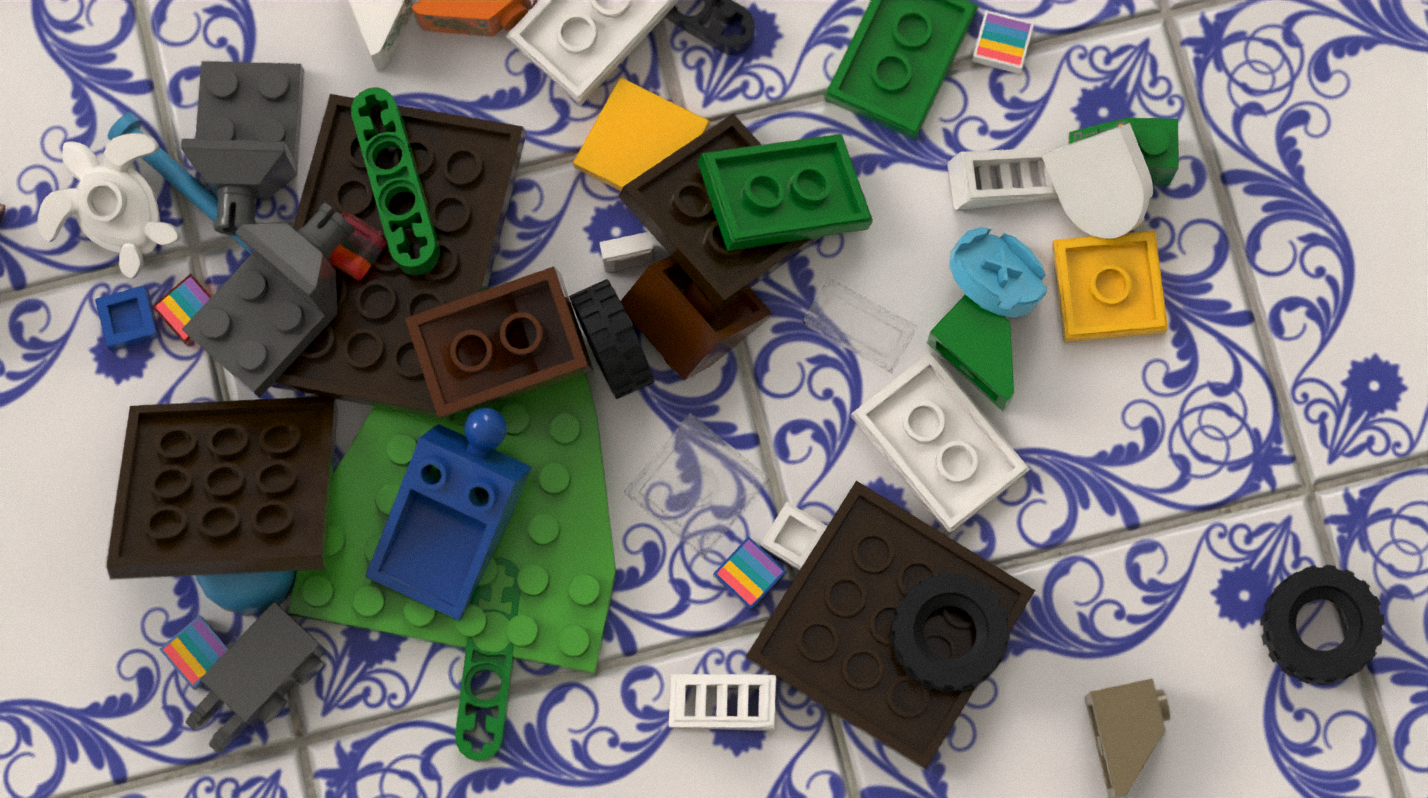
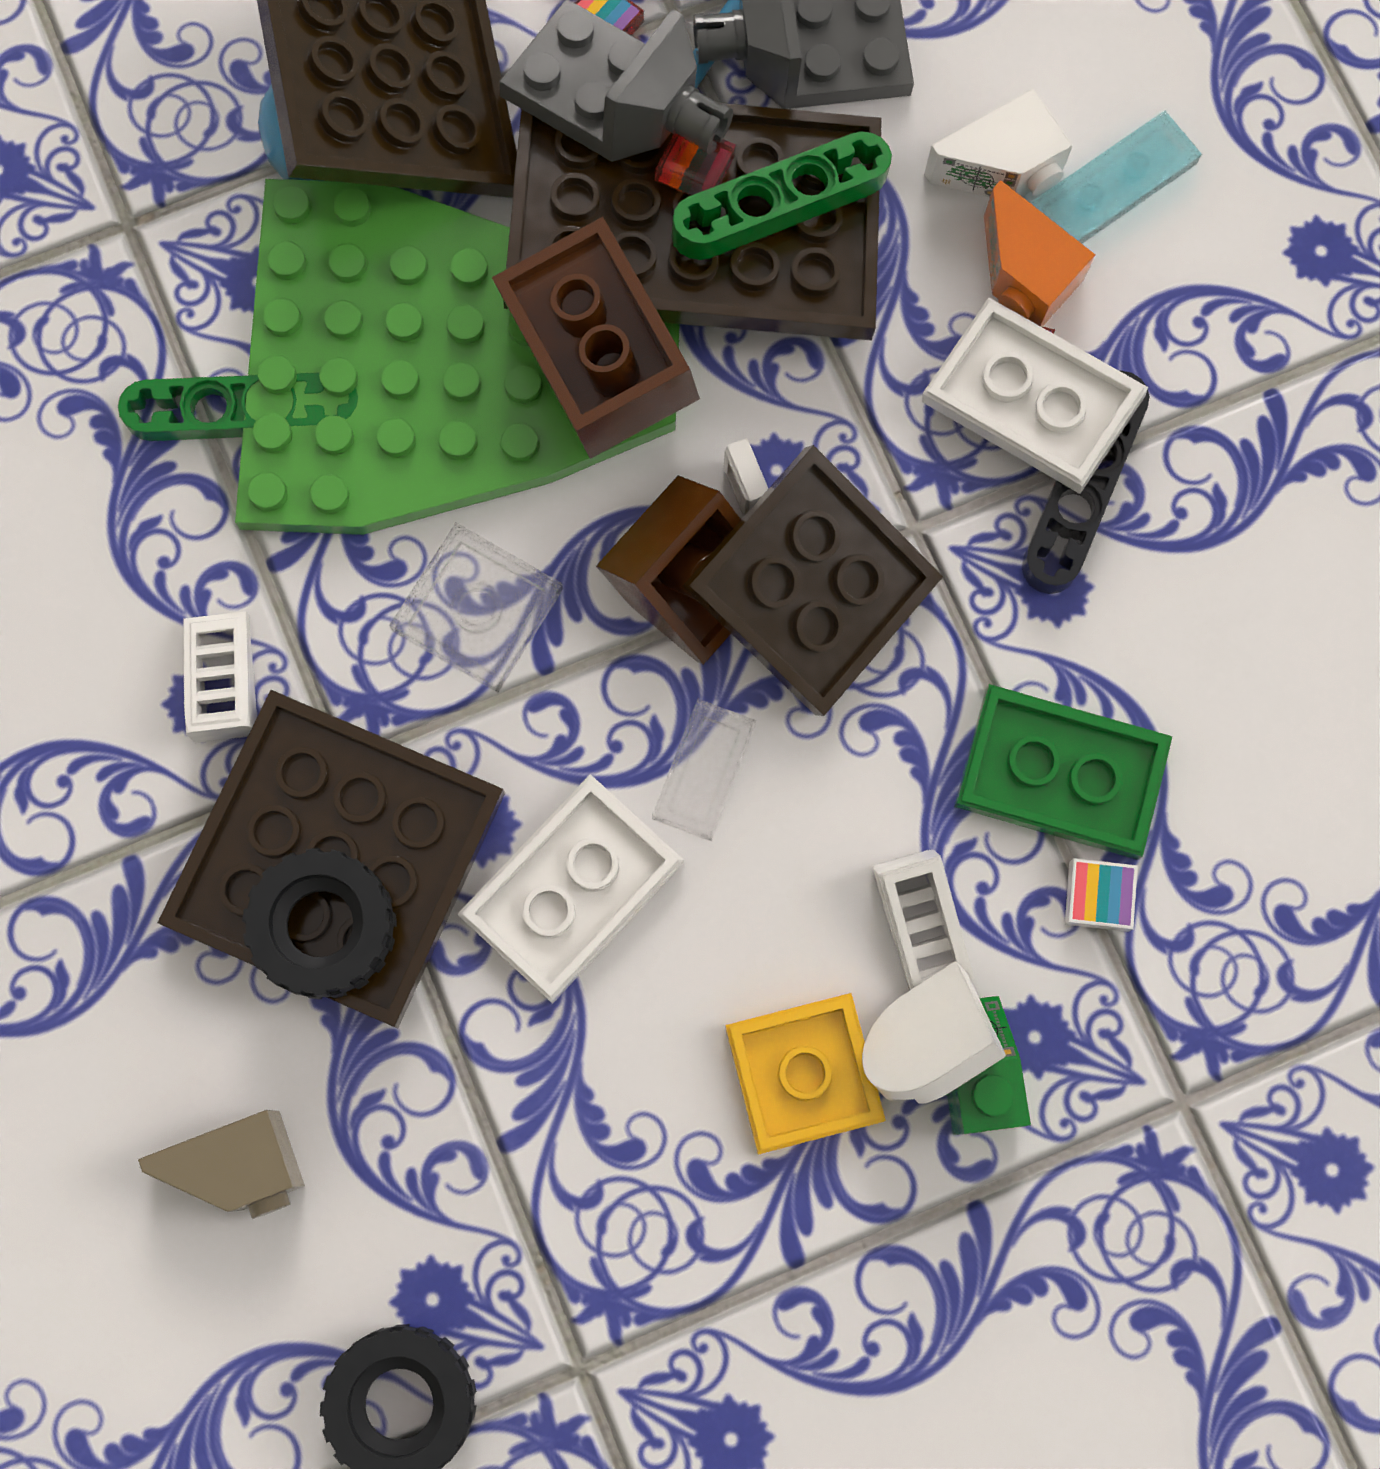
camera: 75 degrees right, 0 degrees up
(194, 651) = (212, 96): tile -> none
(257, 674) = (191, 158): dark grey hinge -> none
(442, 522) = (391, 321): blue slope -> none
(612, 339) = (626, 467): black tyre -> none
(635, 135) = (898, 469): yellow tile -> none
(749, 573) = (378, 684): tile -> none
(784, 192) = (850, 648): green tile -> none
(792, 536) = (431, 727): white tile -> none
(978, 348) = (698, 915): green slope -> none
(998, 272) = (791, 924): medium azure tile -> none

